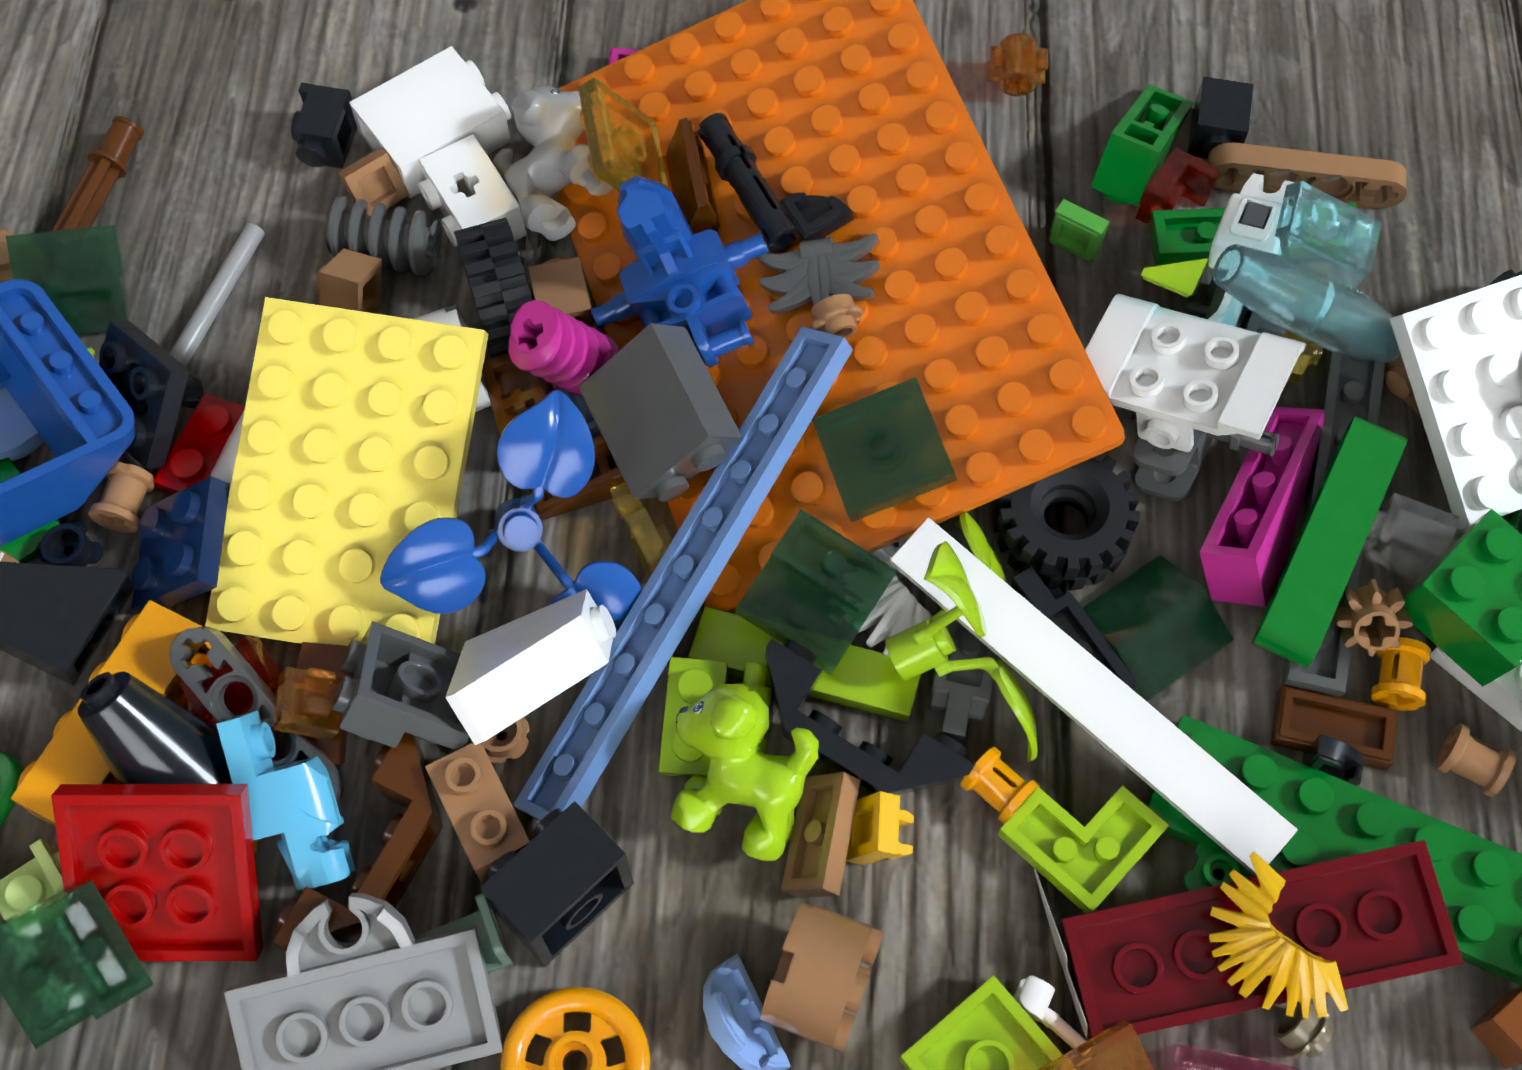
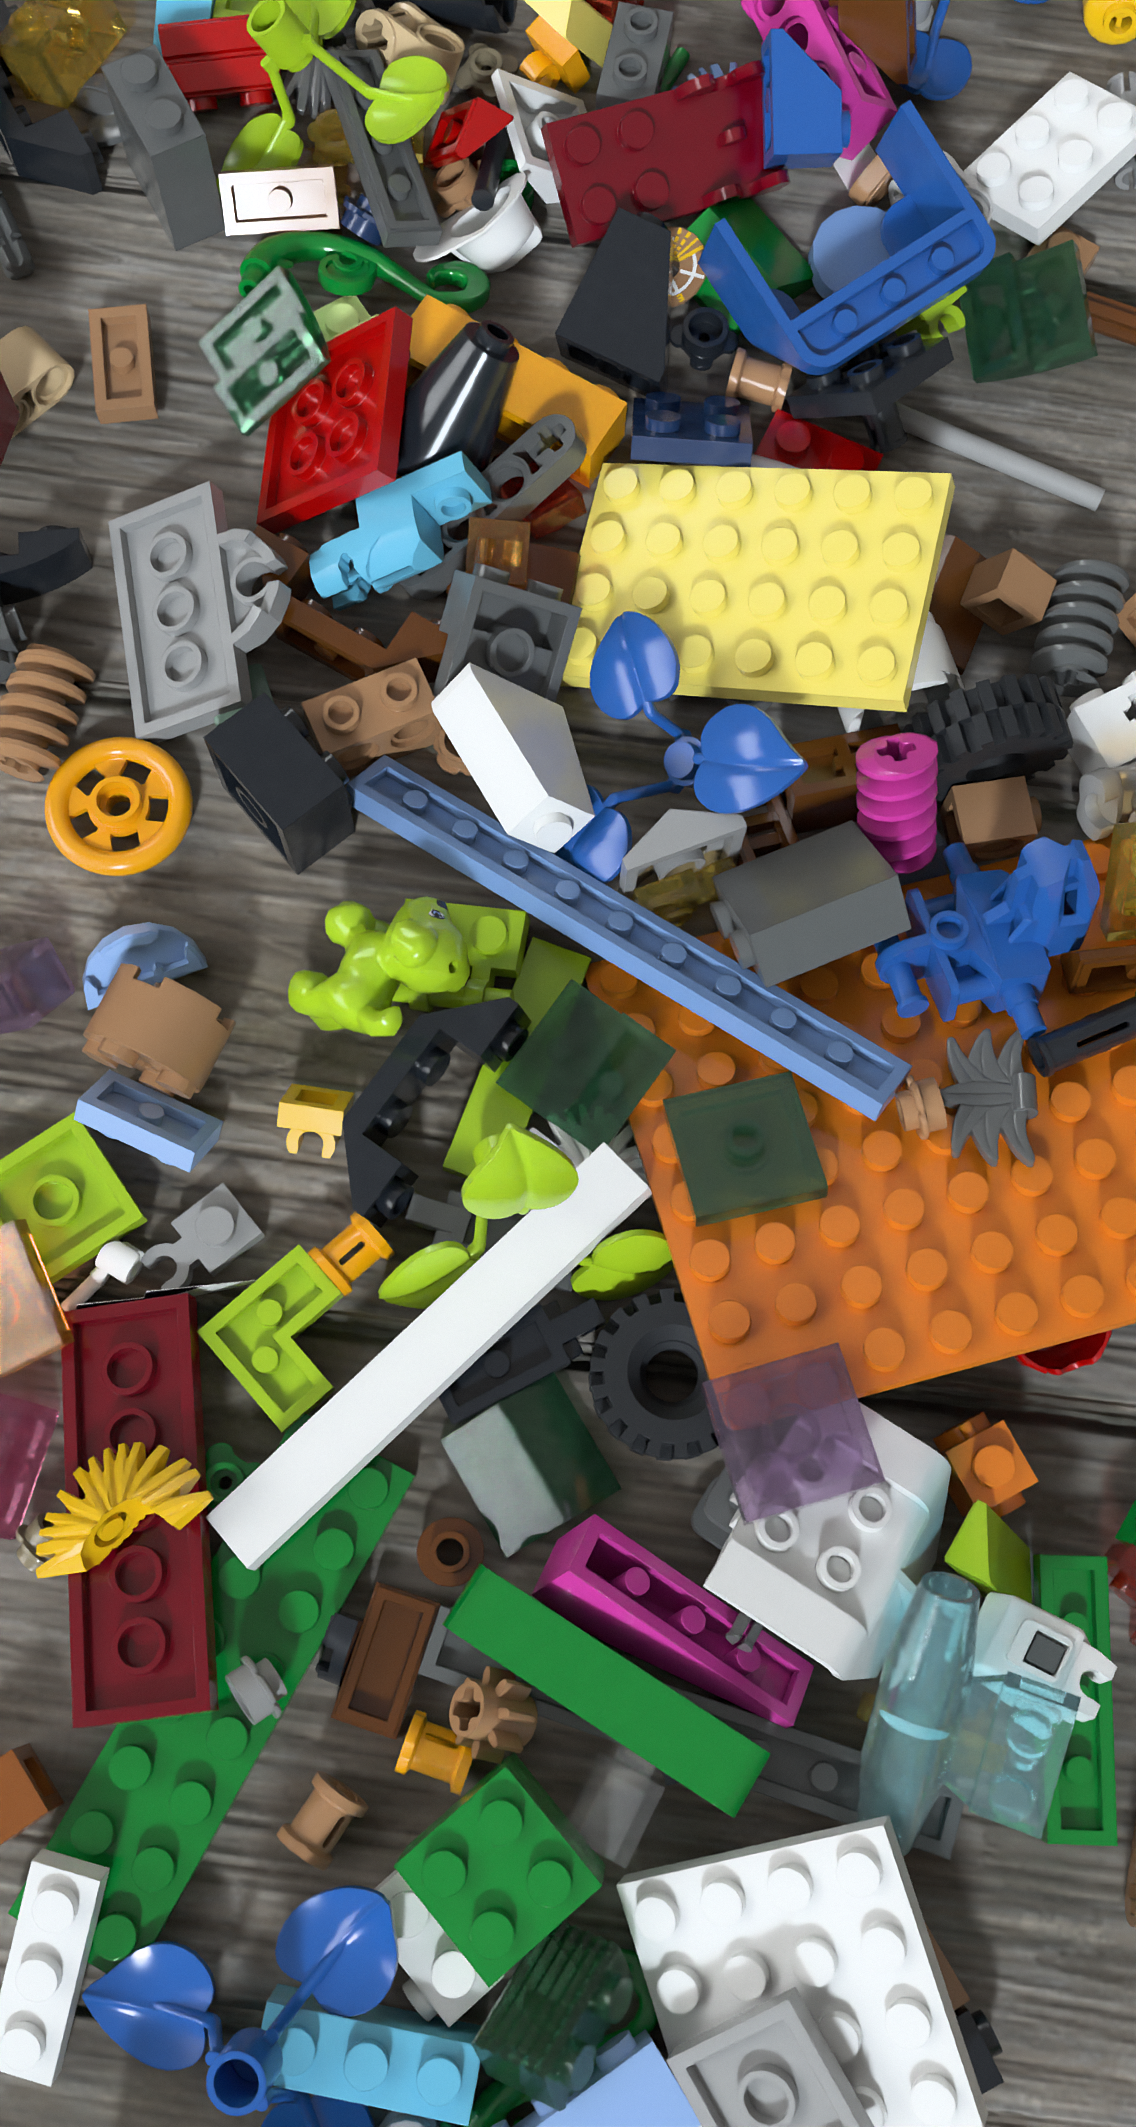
camera: 90 degrees right, 10 degrees up
(612, 525) = (679, 843): none -> light grey slope
(815, 214) = (1073, 1096): black tile -> none
(821, 836) = (313, 1056): medium nougat plate -> none
(899, 985) = (148, 1120): none -> light blue plate
(996, 918) = (212, 1234): none -> light grey plate
(1078, 231) = (1078, 1452): bright green tile -> none
(1095, 284) = (985, 1465): none -> orange brick
(1129, 383) = (792, 1433): none -> clear purple plate
(1230, 693) = (472, 1551): none -> reddish brown plate
(1393, 813) = (256, 1689): none -> light grey plate

